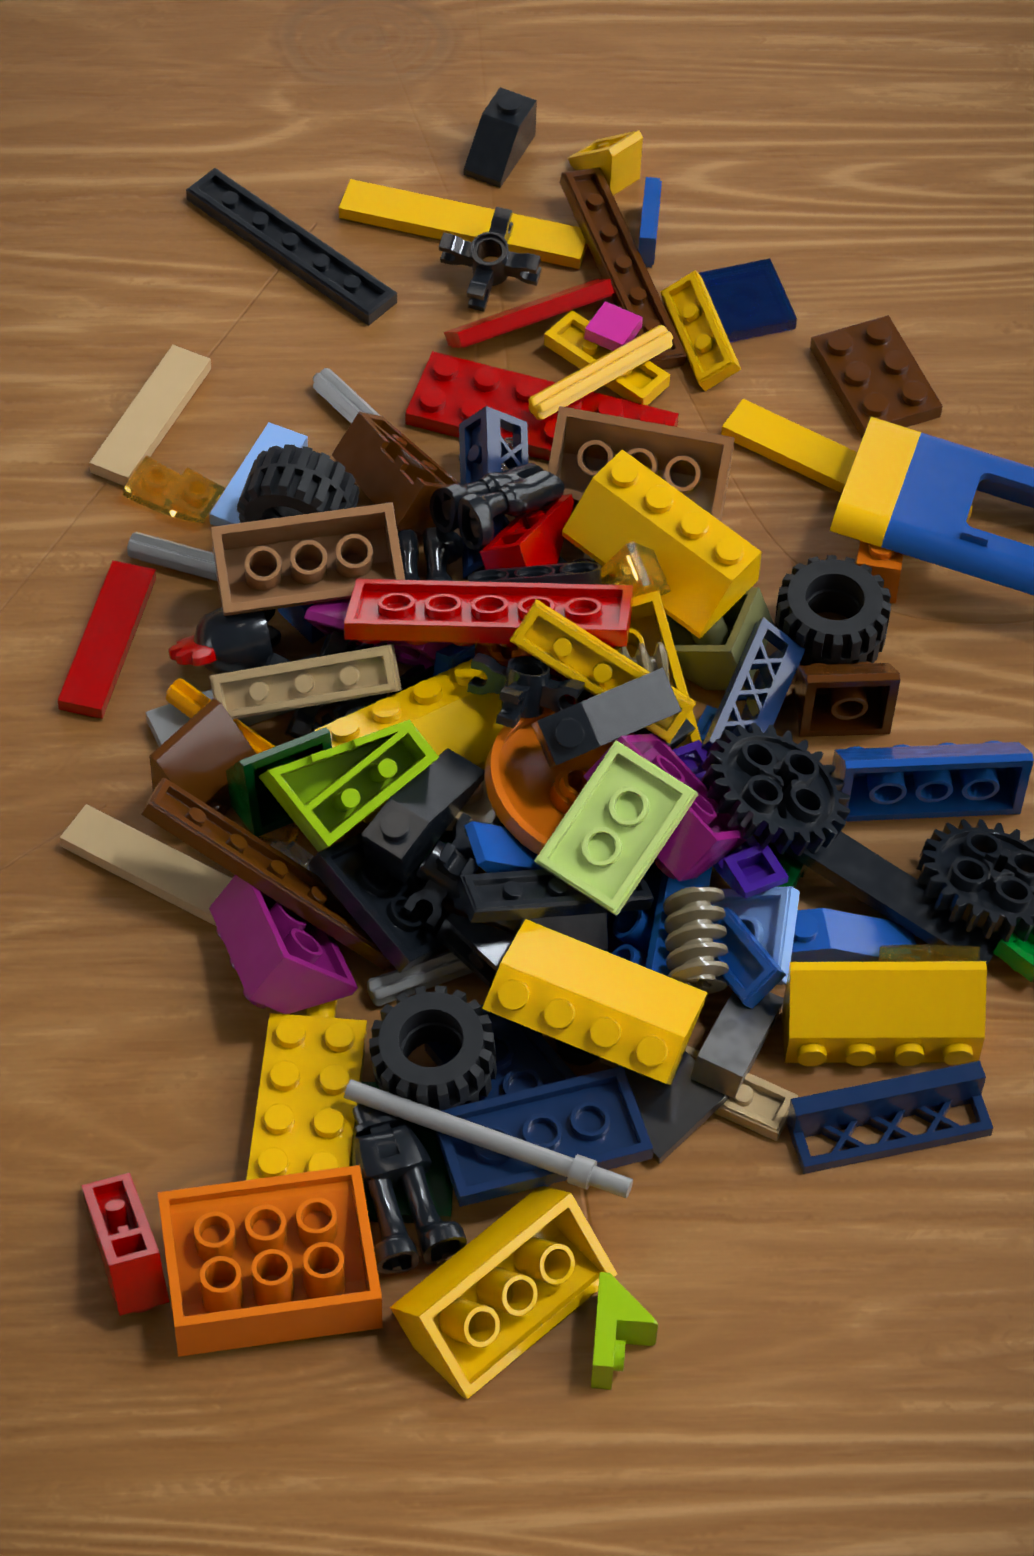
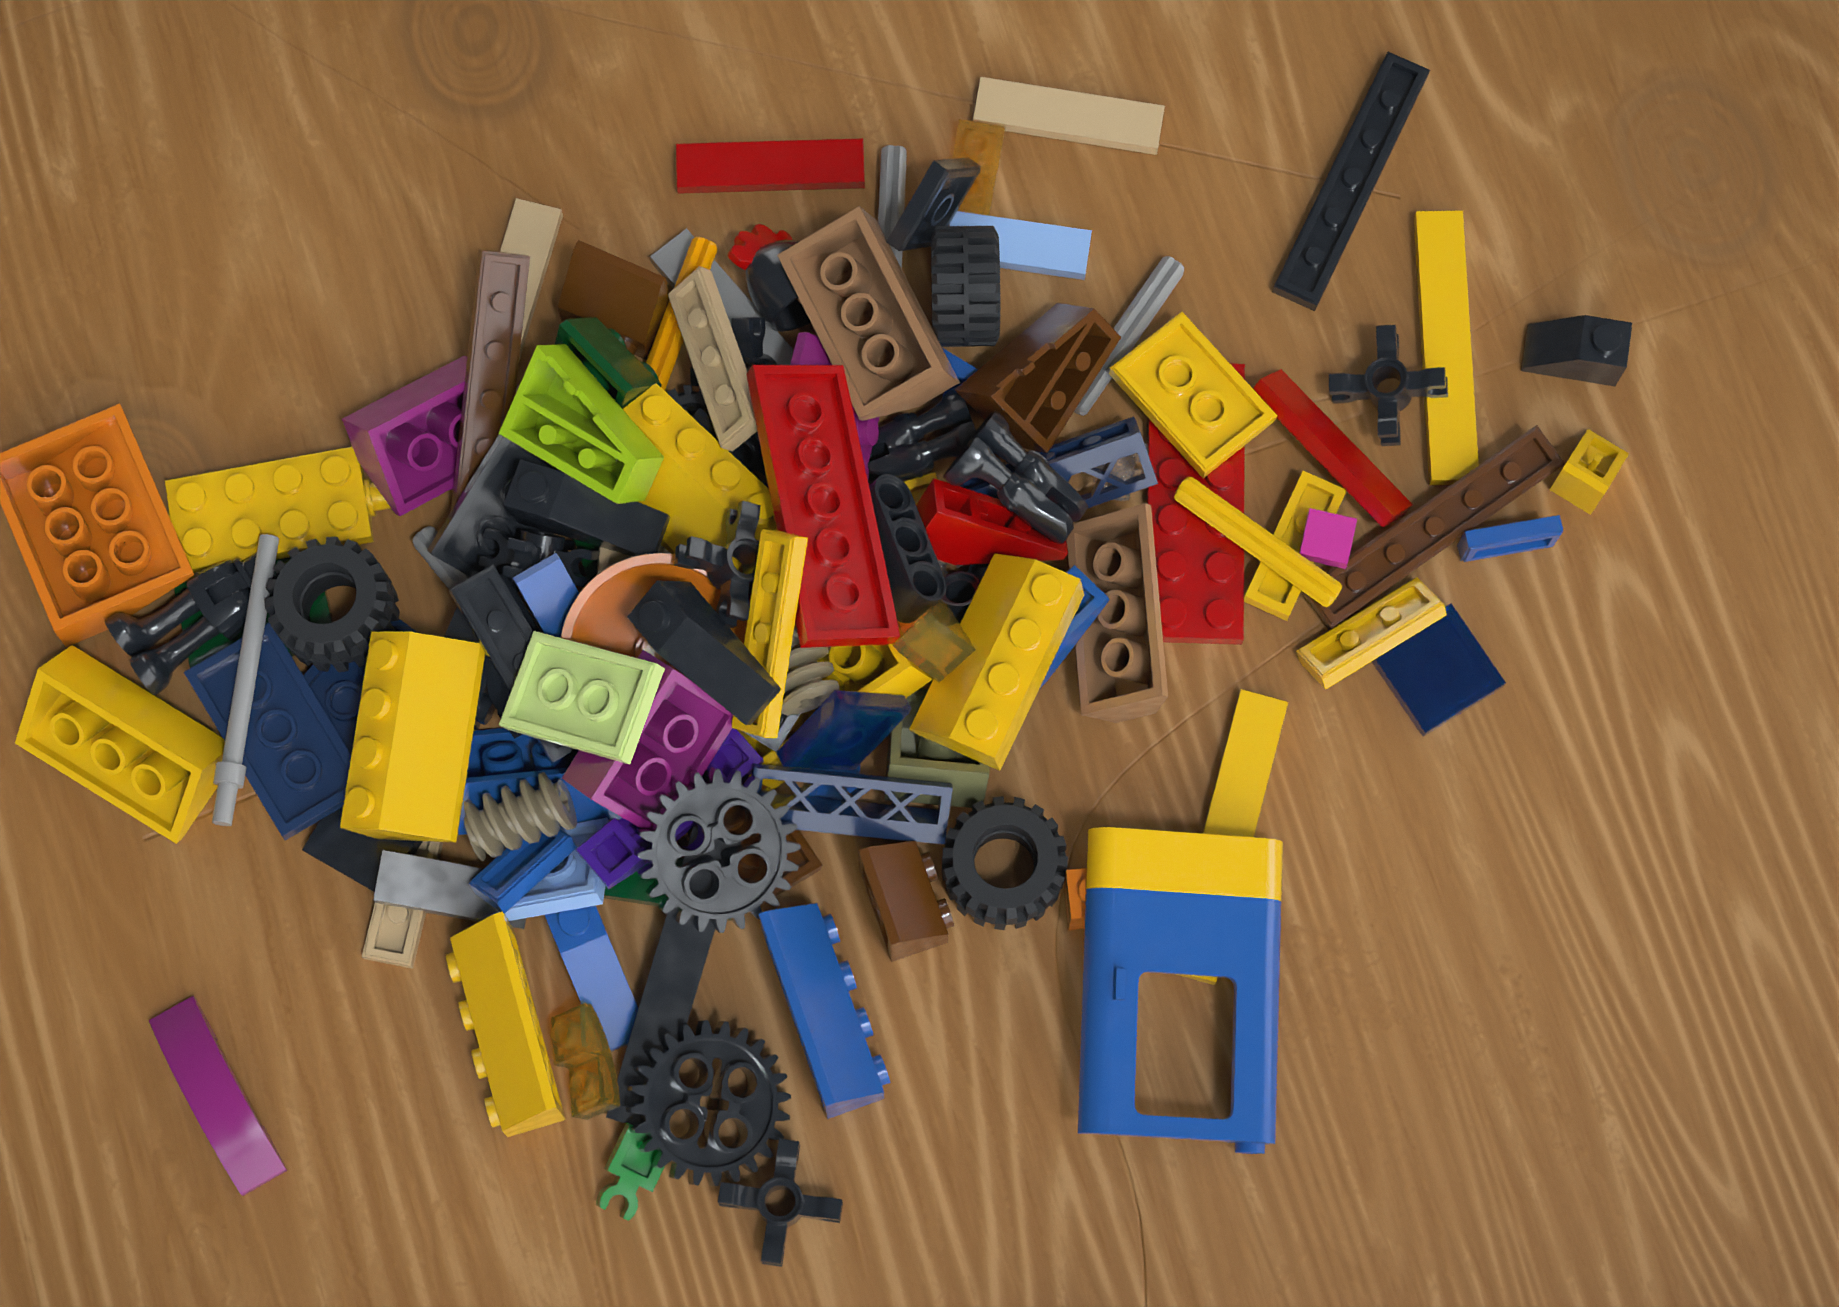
camera: 75 degrees right, 20 degrees up
(126, 1244) = (90, 388): red slope -> none
(210, 492) = (934, 202): none -> black tile
(451, 383) = (1192, 394): none -> yellow tile
(618, 1323) = (116, 850): lime slope -> none
(692, 673) = (844, 730): none -> clear blue tile
(875, 374) = (1376, 838): reddish brown plate -> none
(878, 1283) = (216, 1096): none -> magenta slope
(885, 1101) = (417, 1046): dark blue fence -> none

